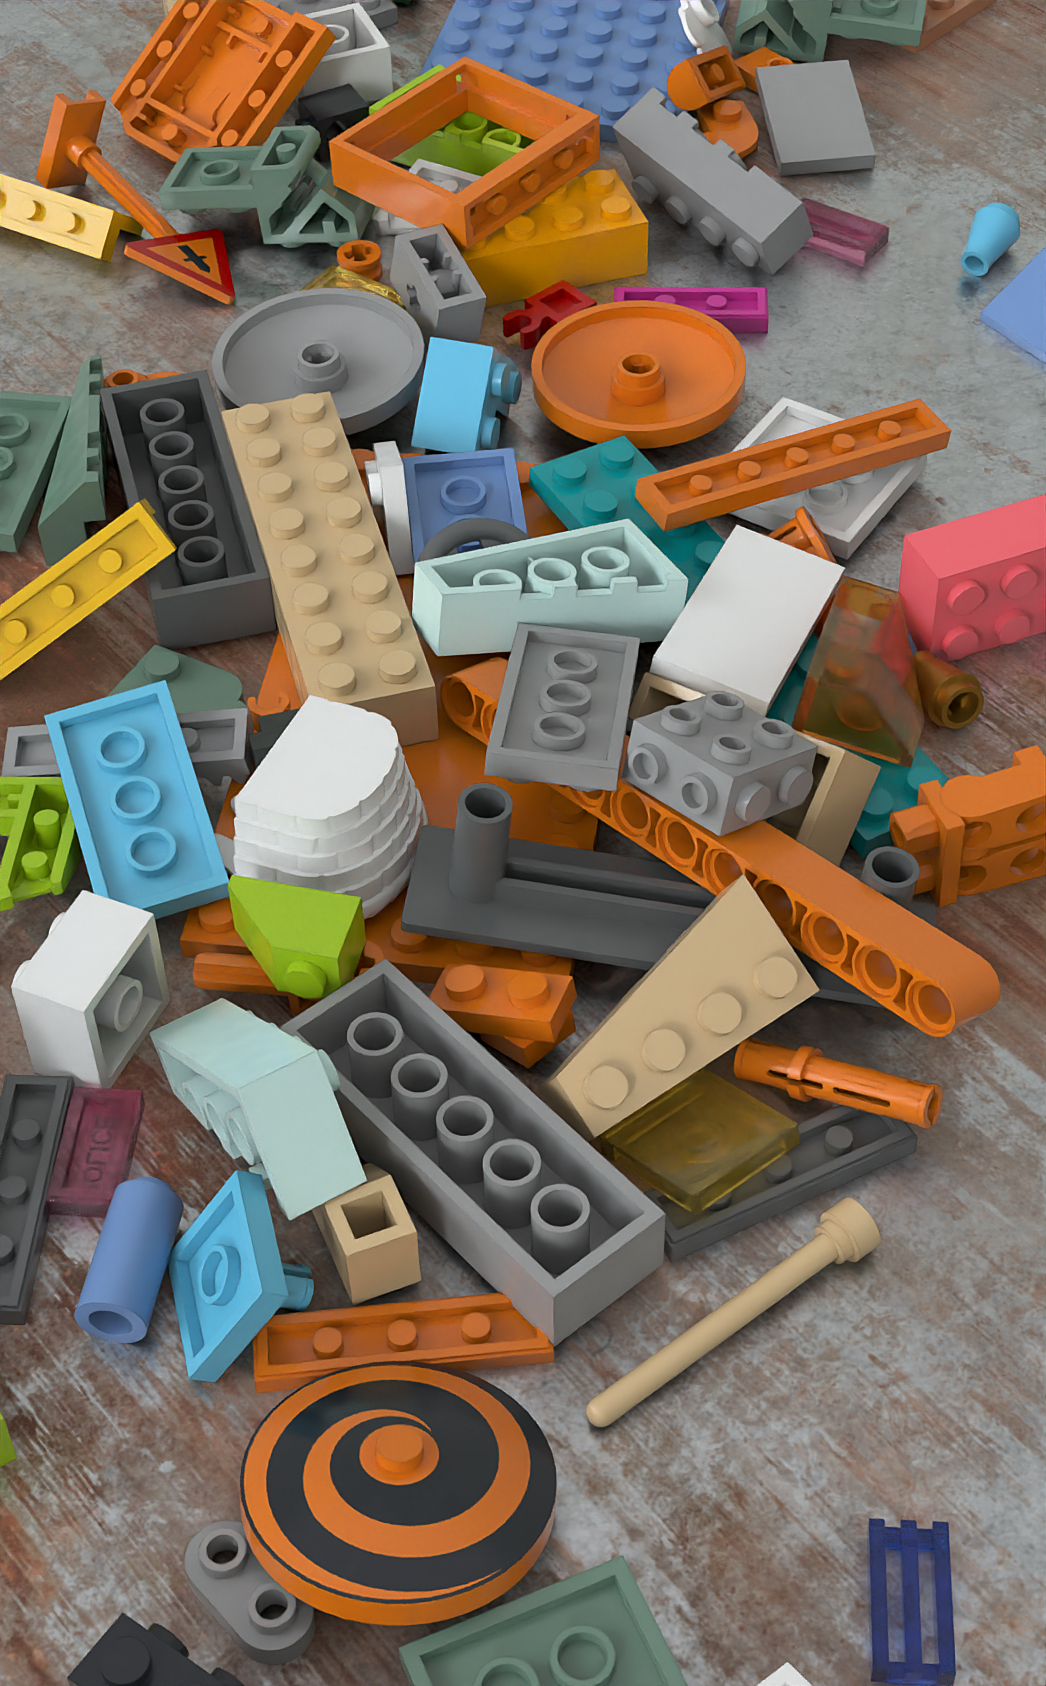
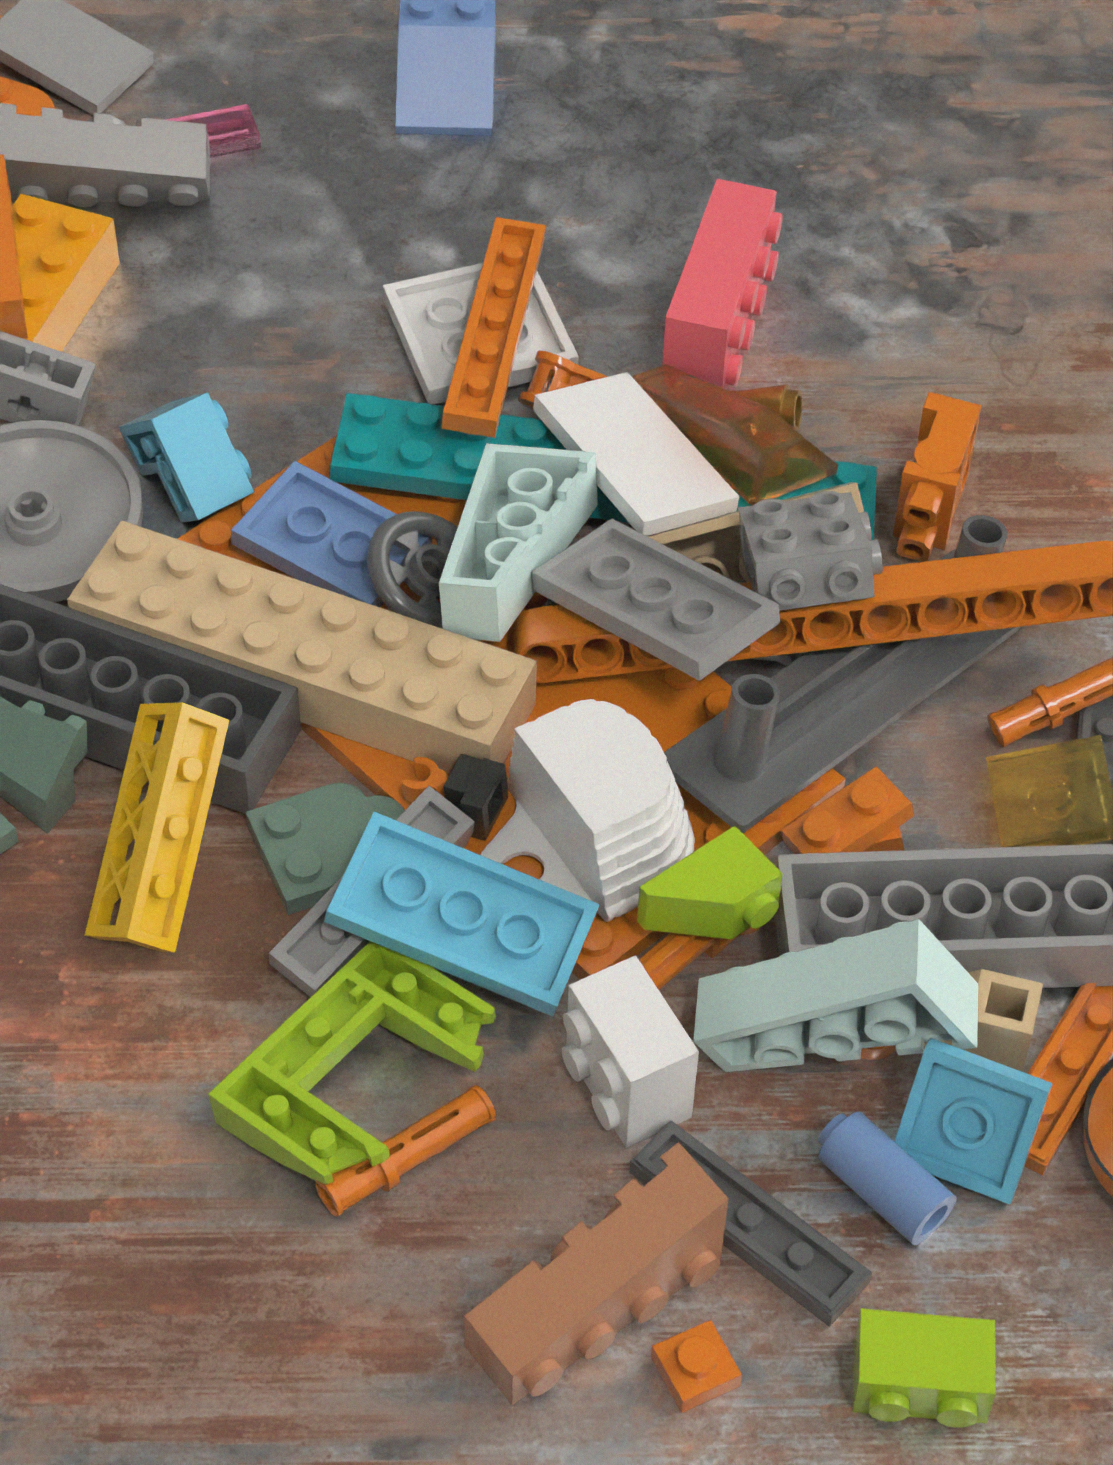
camera: 55 degrees left, 5 degrees up
(94, 1150) = (753, 1145): clear pink tile -> none
(388, 491) = (266, 546): white wing -> none
(544, 311) = (120, 343): red plate -> none
(638, 373) = (271, 341): orange dish -> none
(696, 1003) = (967, 730): tan wedge -> none
(734, 307) = (202, 269): dark pink tile -> none
(990, 236) = (328, 64): medium azure cone -> none

